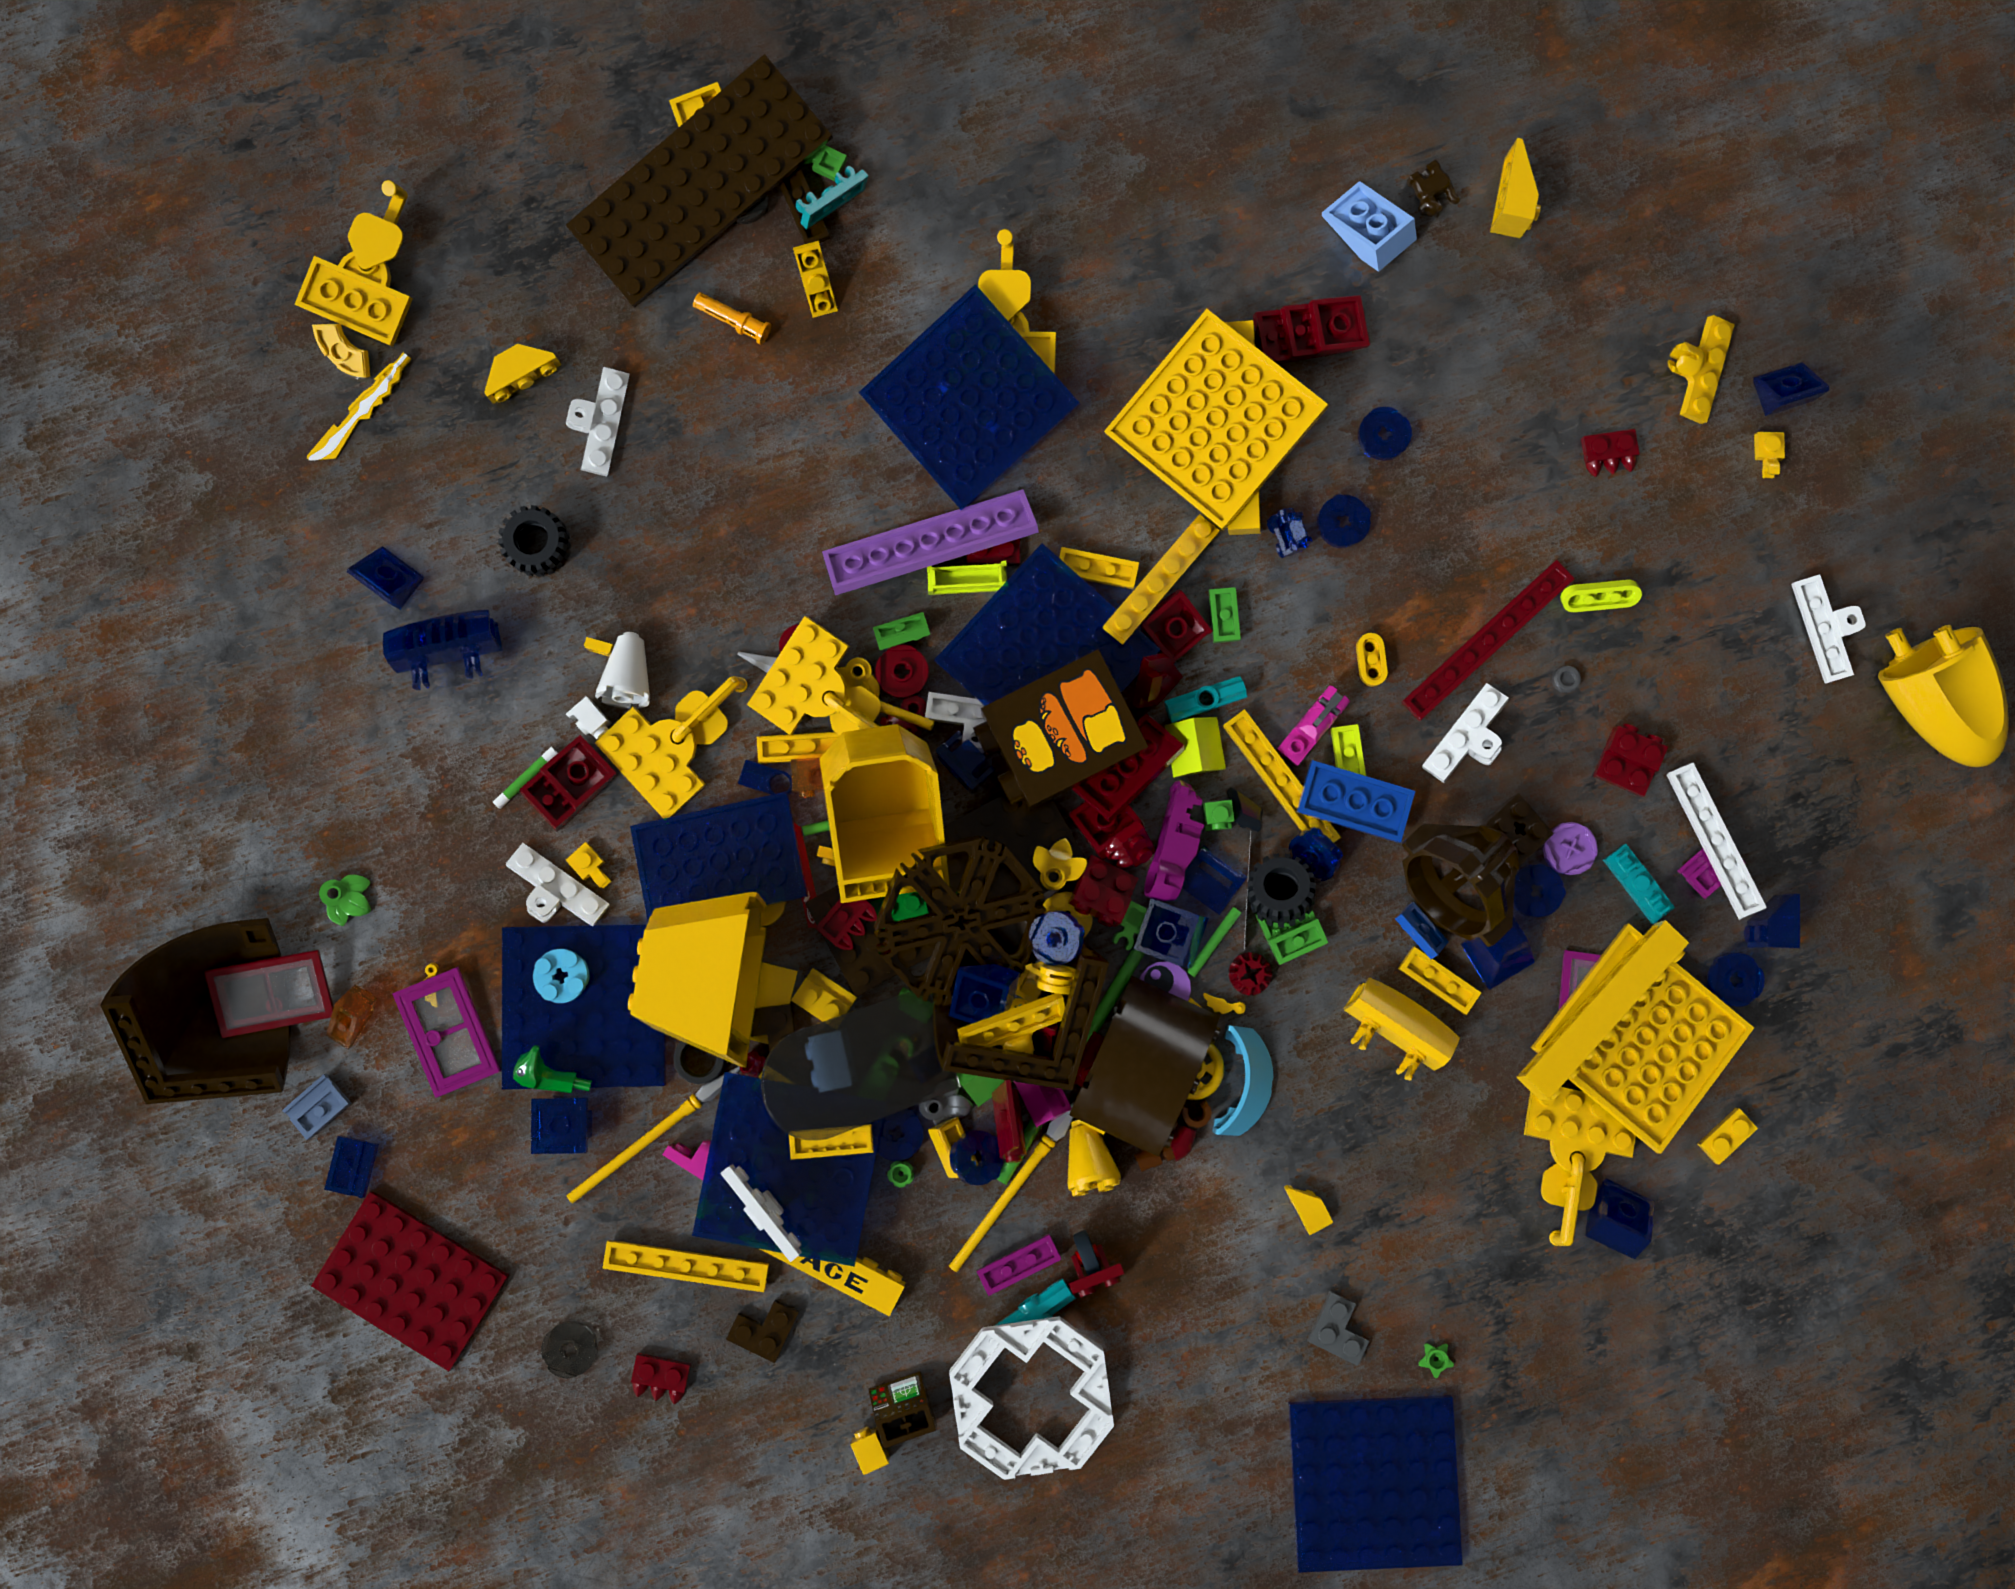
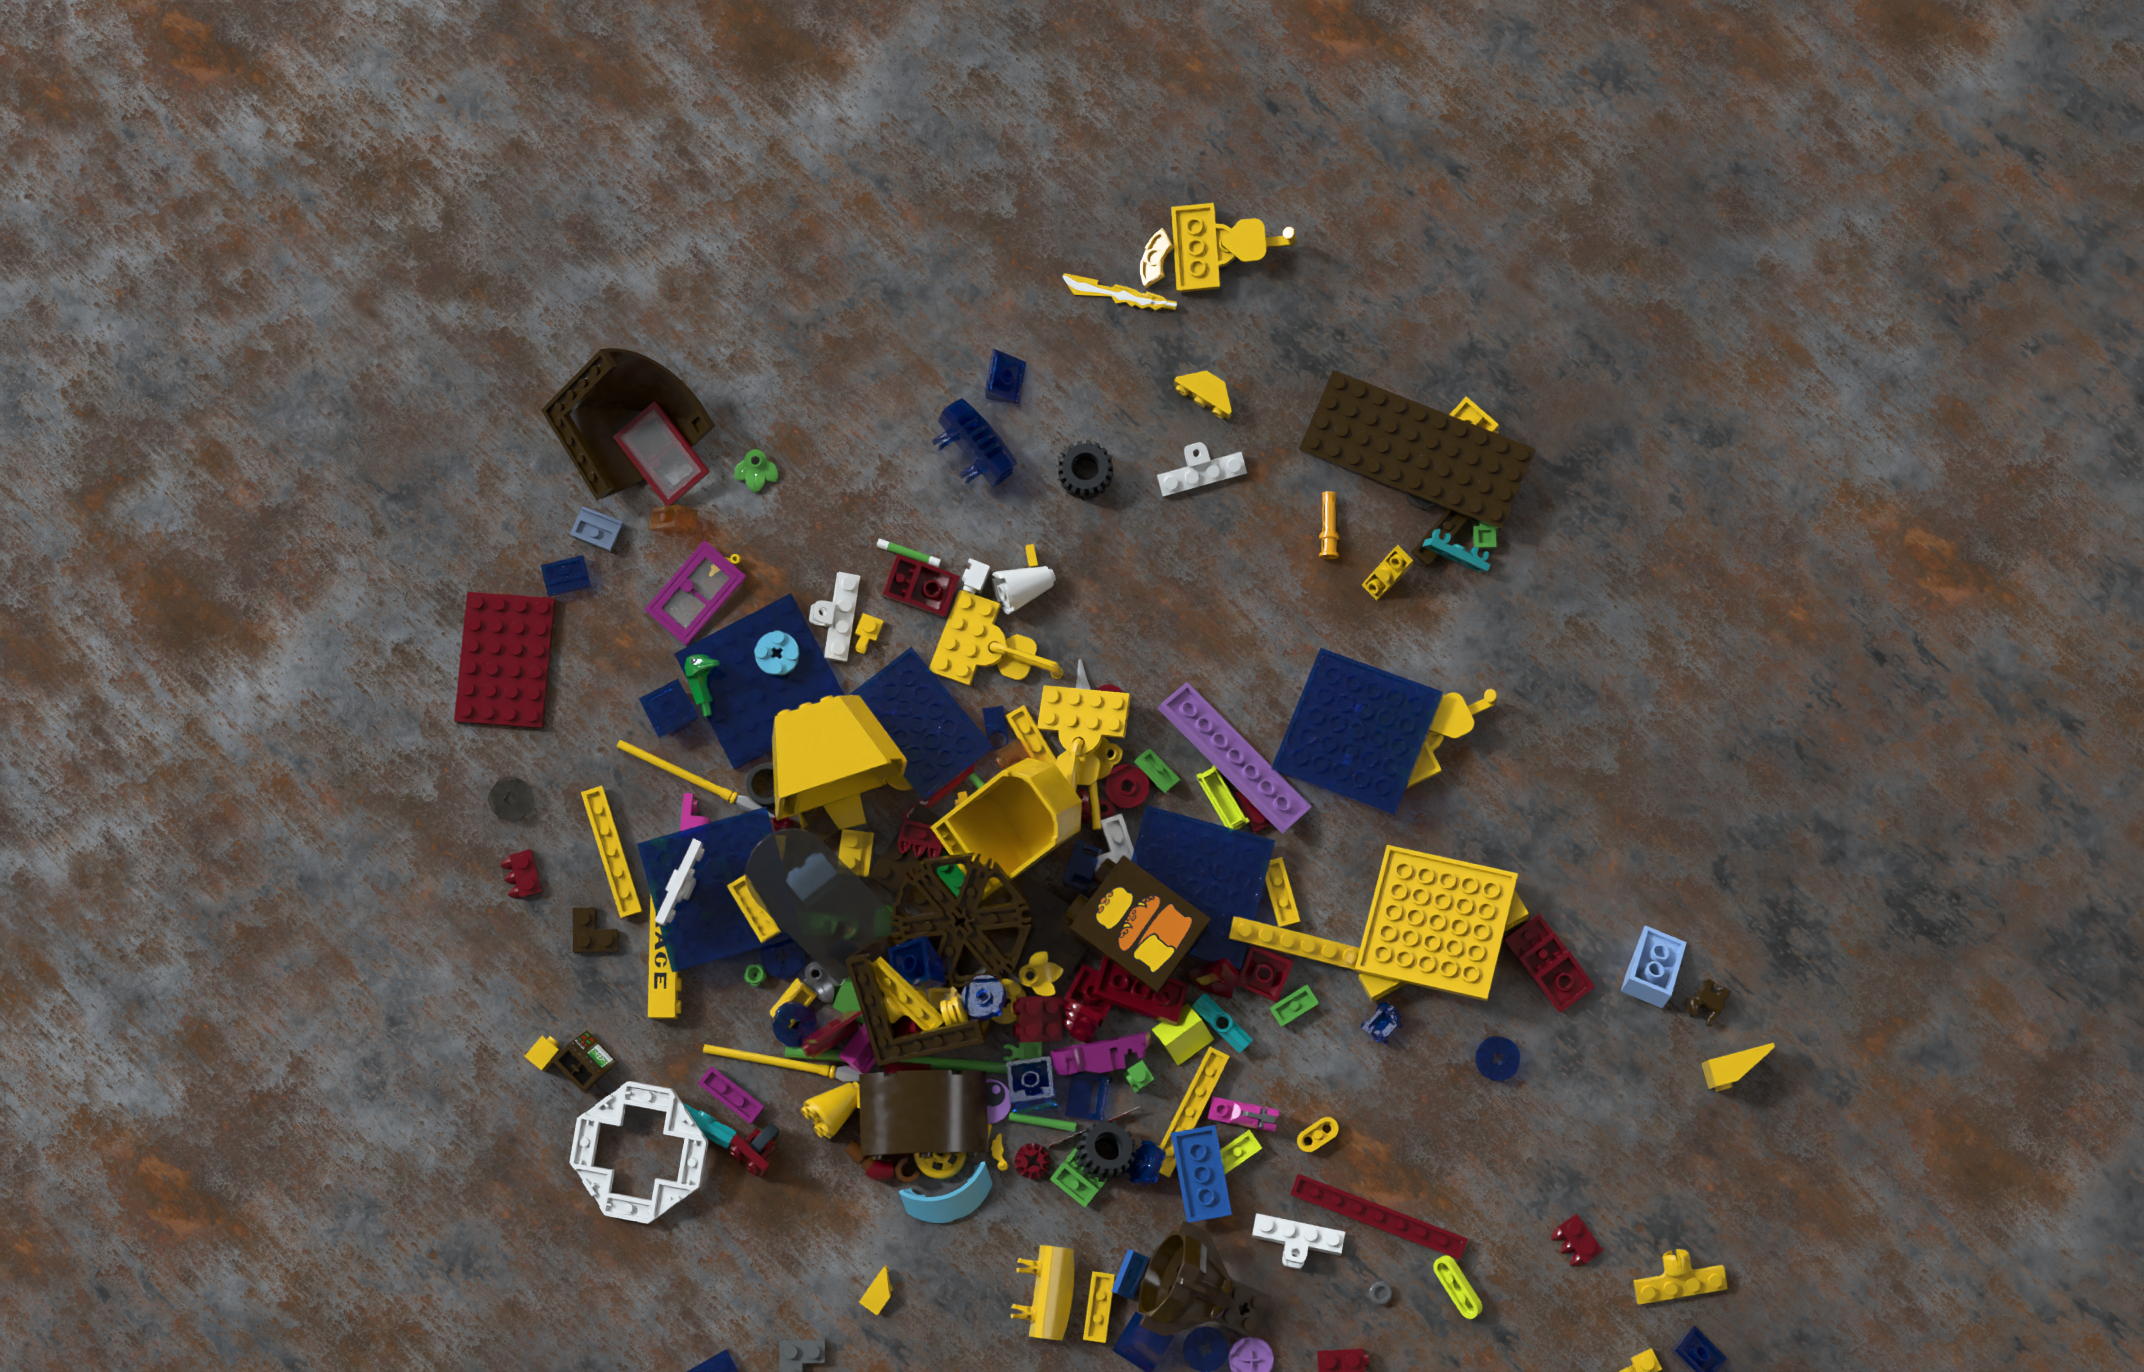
camera: 70 degrees right, 5 degrees down
(1245, 811) = (1152, 1095): black piece -> none
(1357, 514) = (1404, 1070): clear blue plate -> none

